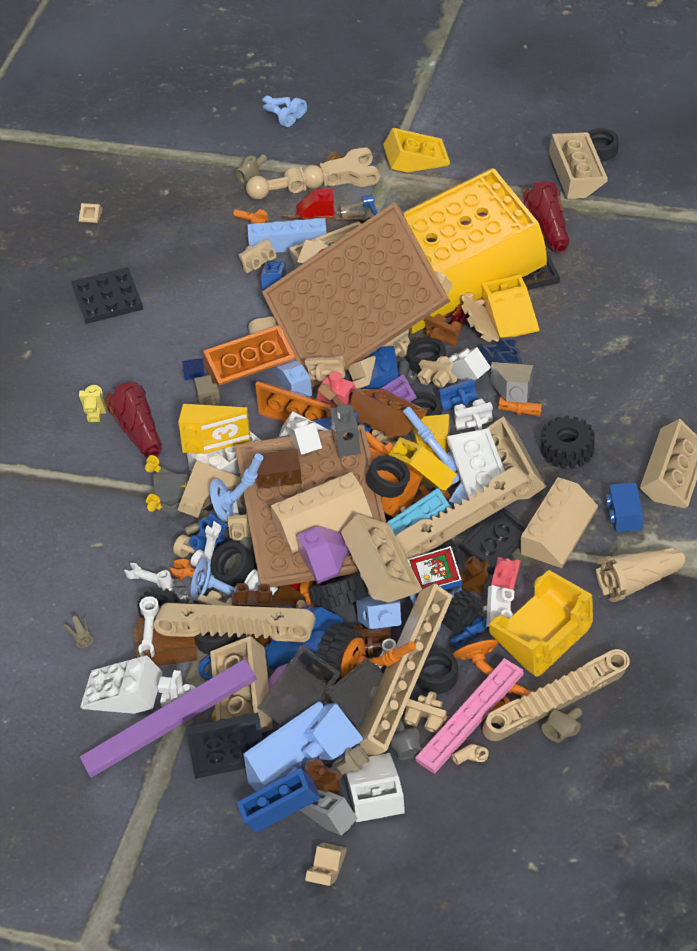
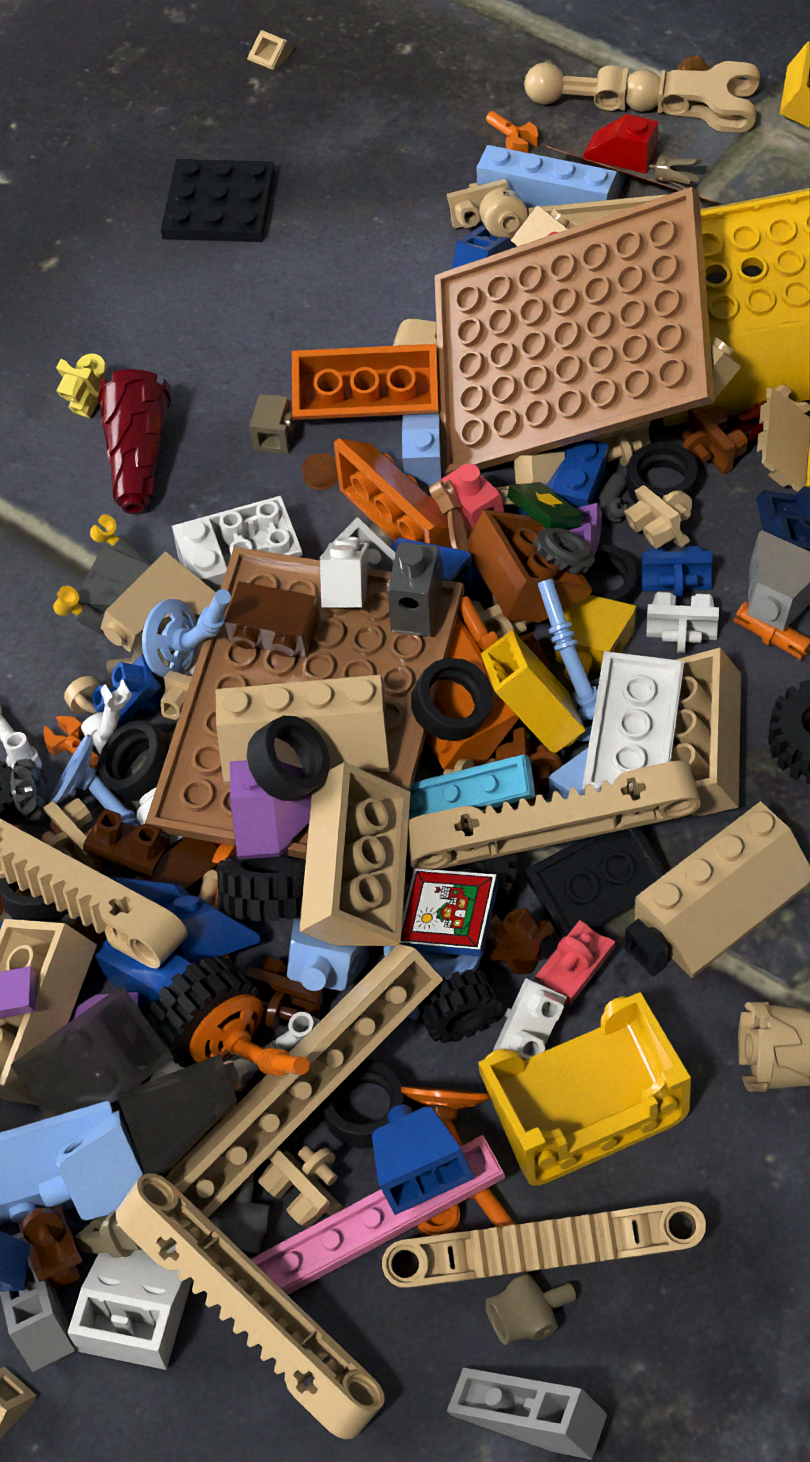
camera: 25 degrees right, 10 degrees up
(193, 369) = (275, 374): clear blue tile -> none
(212, 427) = (213, 501): yellow slope -> none
(246, 402) = (319, 471): none -> clear orange tile
(249, 168) = (551, 45): dark tan piece -> none
(276, 254) = (503, 212): none -> tan head
(322, 367) = (467, 446): tan hips -> none
(327, 522) = (267, 768): none -> black tyre
(369, 201) = (713, 161): blue hand -> none
(379, 382) = (544, 505): none -> dark green tile
(404, 396) = (564, 550): none -> dark grey gear
(469, 364) = (721, 520): white slope -> none
(469, 632) = (480, 1041): blue piece -> none
(470, 752) = (341, 1297): tan arm -> none
(481, 674) = (416, 1158): none -> blue torso
(496, 785) = (342, 1391): none -> tan gear
(535, 559) = (646, 946): none -> black plate
(587, 761) = (530, 1410): none -> light grey slope

